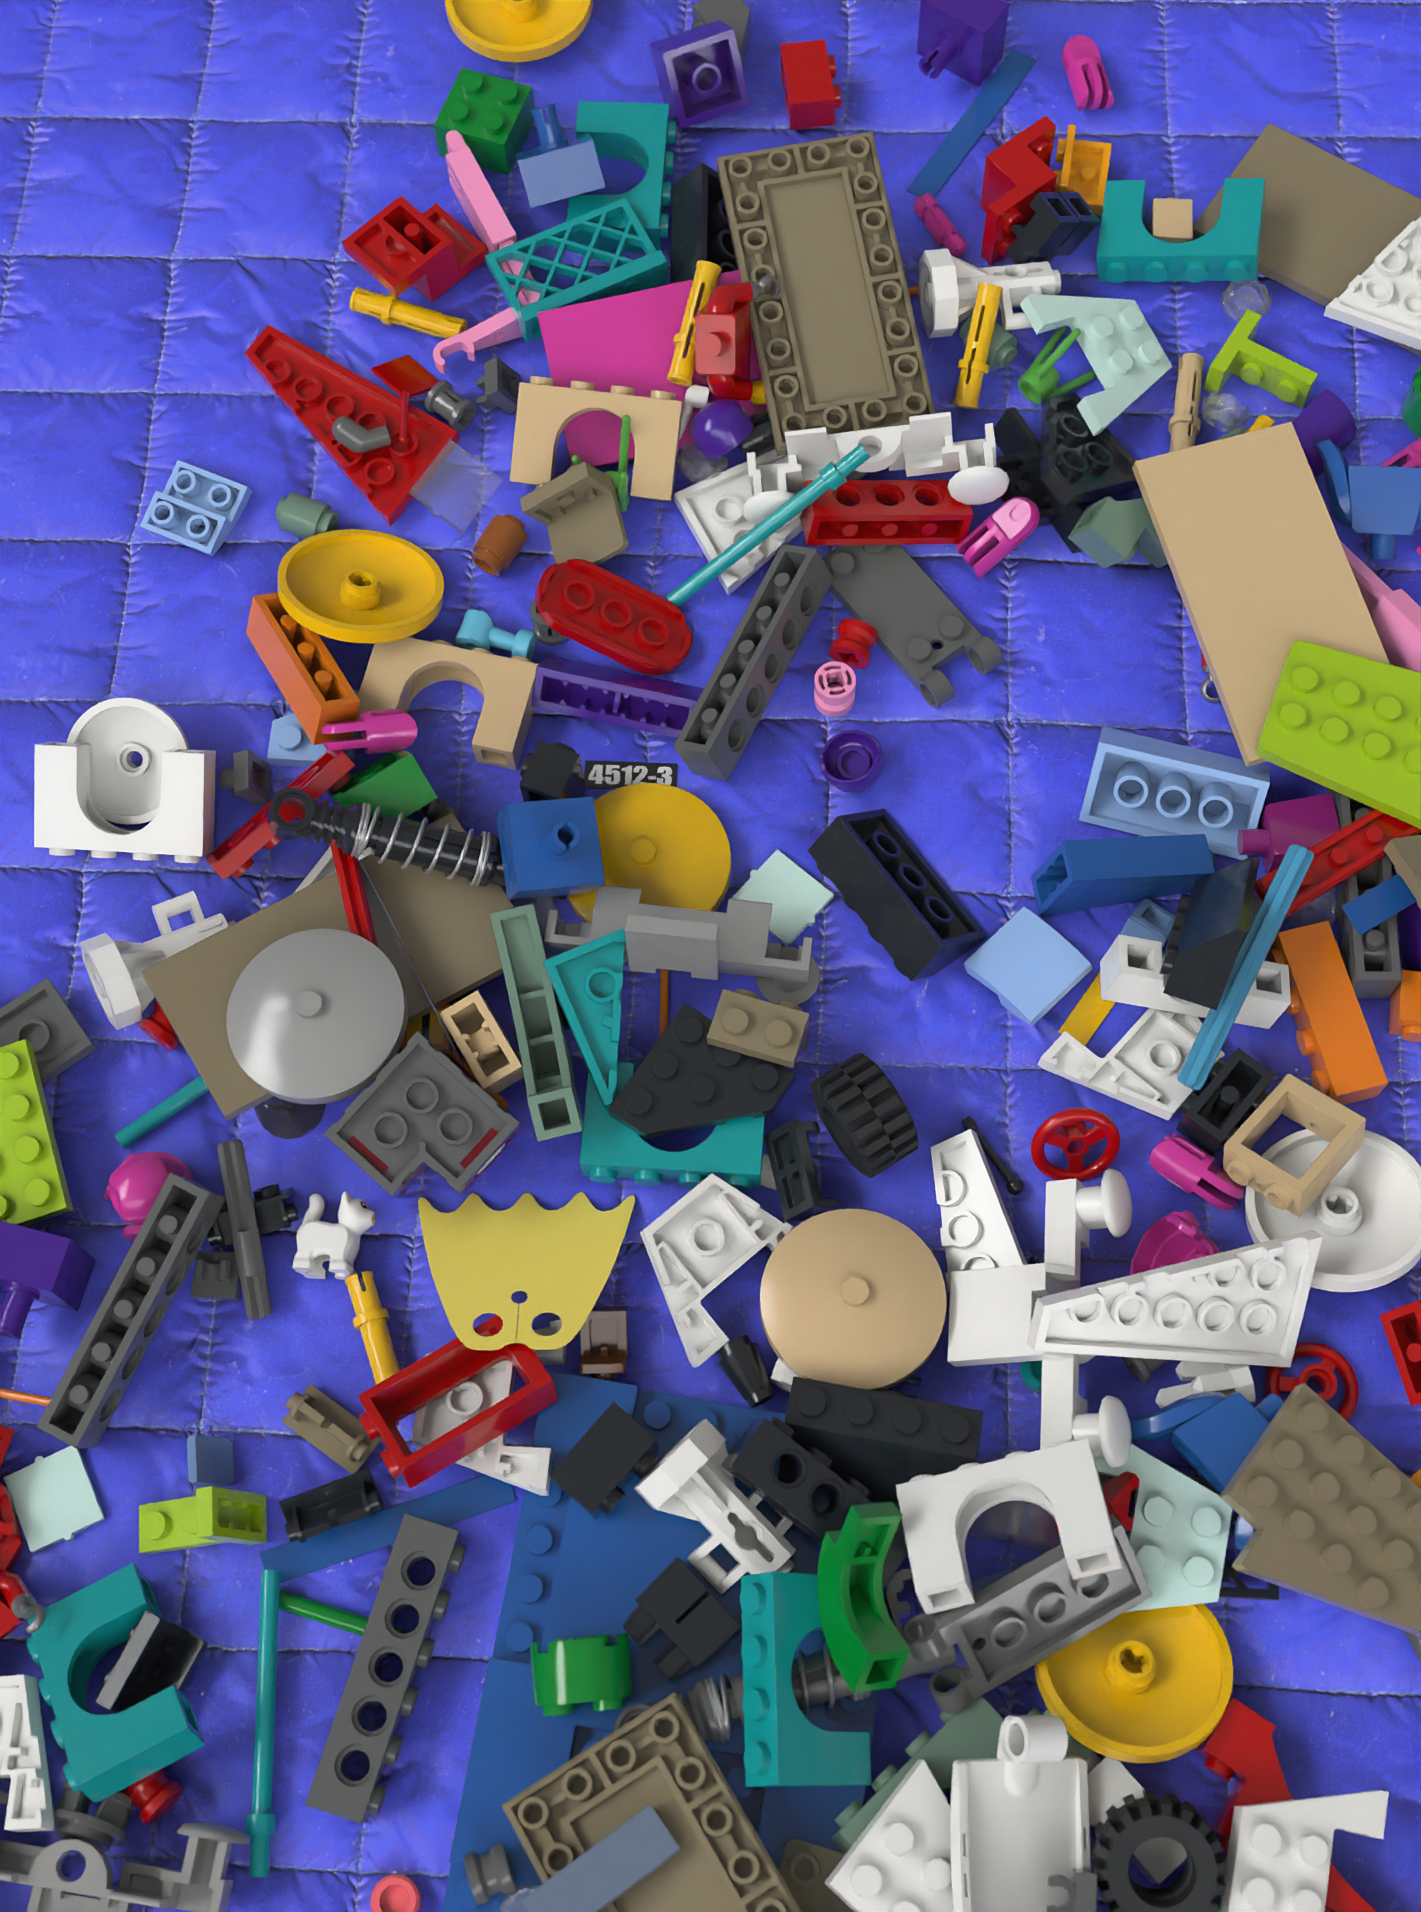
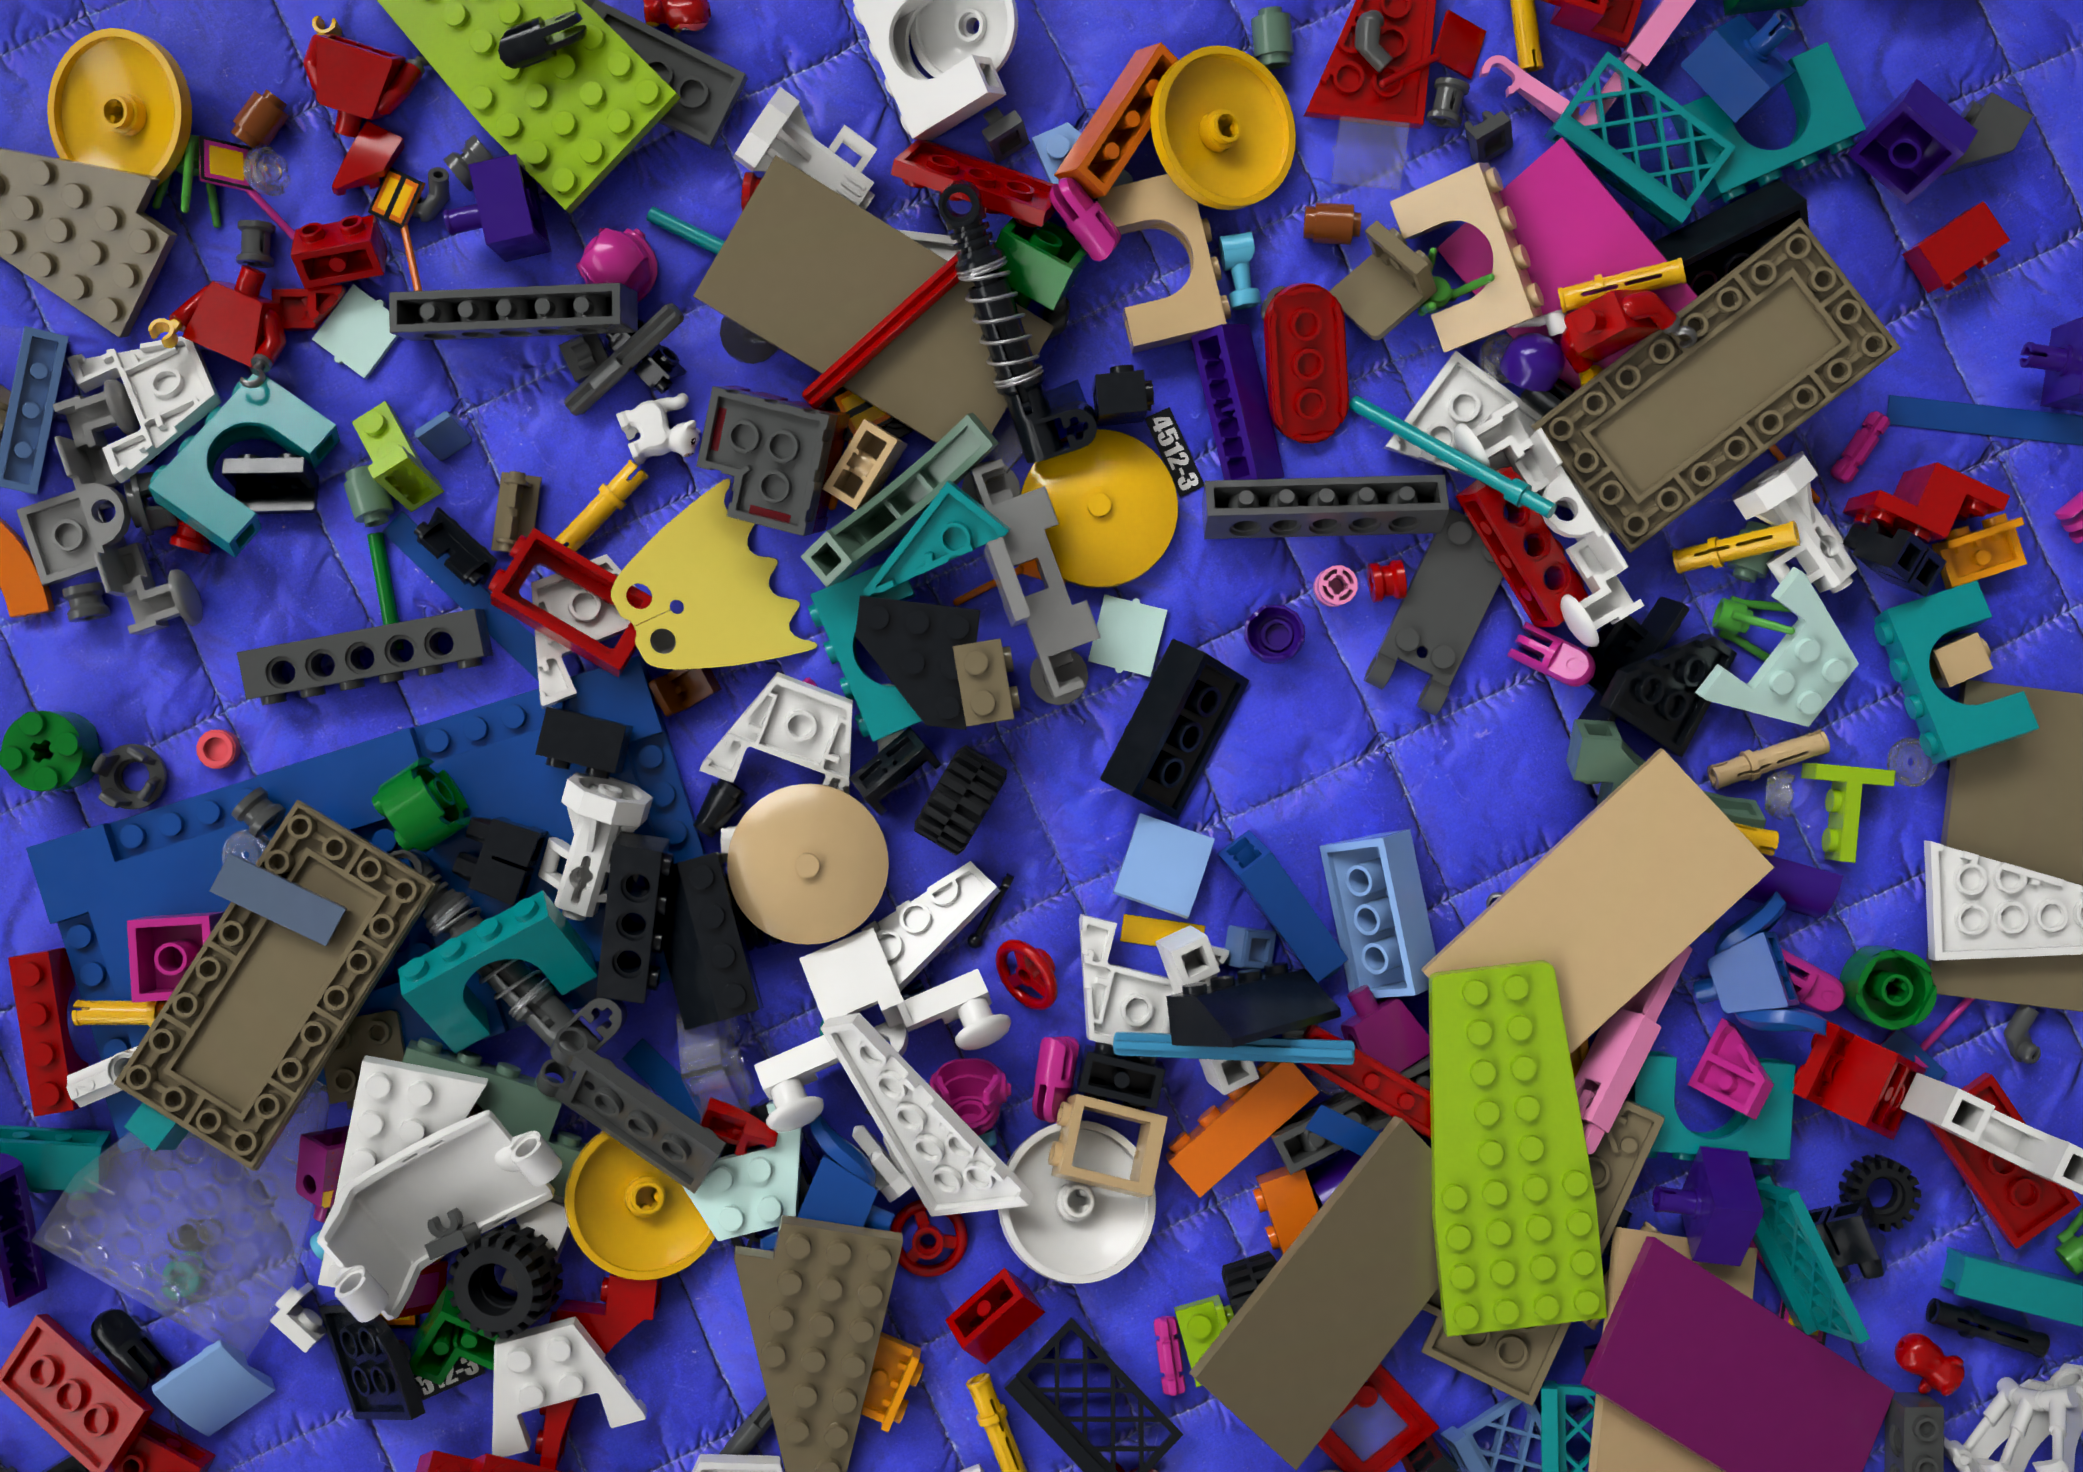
camera: 60 degrees right, 20 degrees up
(224, 1574) = (367, 498): none -> sand green brick
(261, 1821) = (219, 622): teal bar -> none
(317, 1016) = (809, 322): light grey dish -> none
(414, 968) = (898, 371): sticker -> none
(550, 848) = (1047, 433): blue brick -> none
(852, 1602) = (560, 985): green arch -> none
(944, 1506) = (663, 1014): white arch -> none

